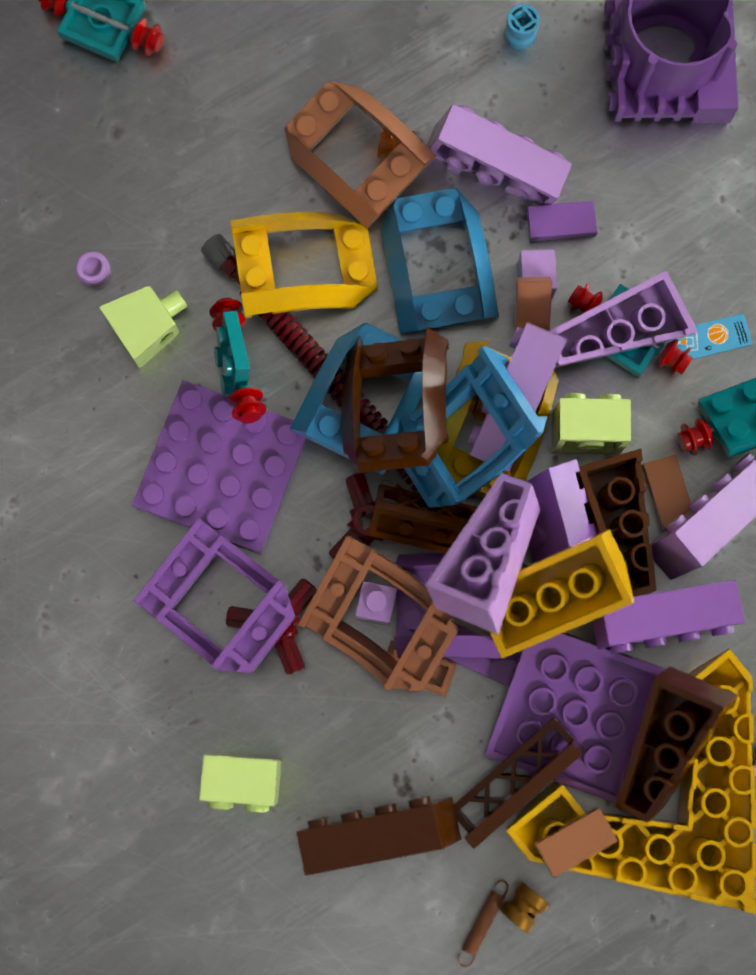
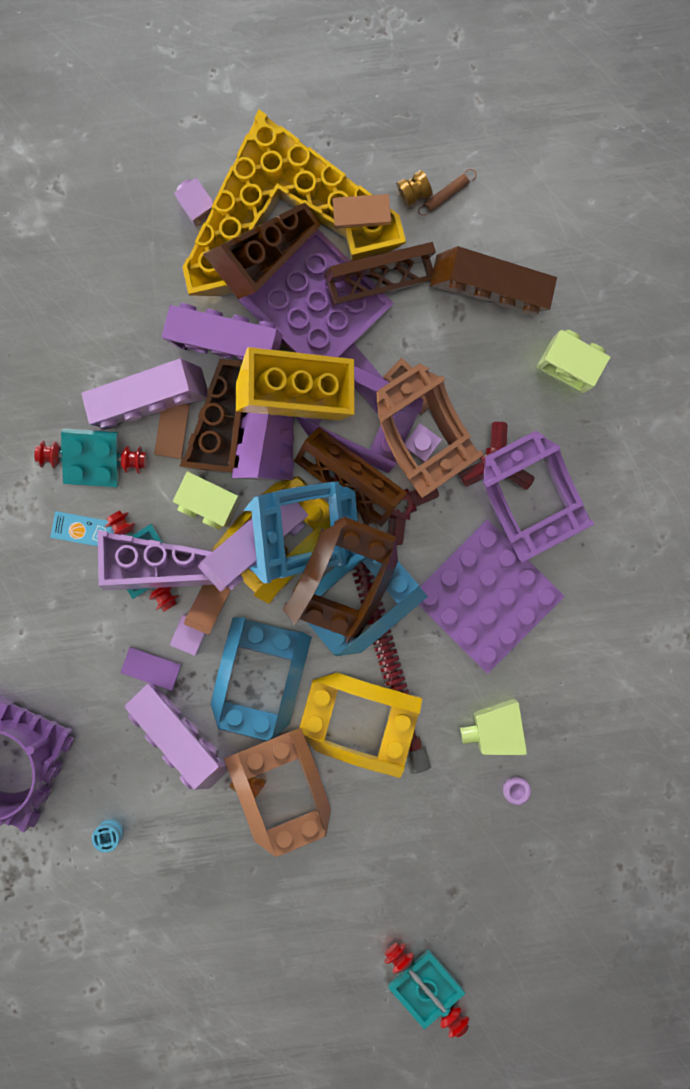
camera: 155 degrees left, 10 degrees up
(233, 359) = (446, 672): plate -> none
(487, 556) = (333, 430): lavender wedge -> none

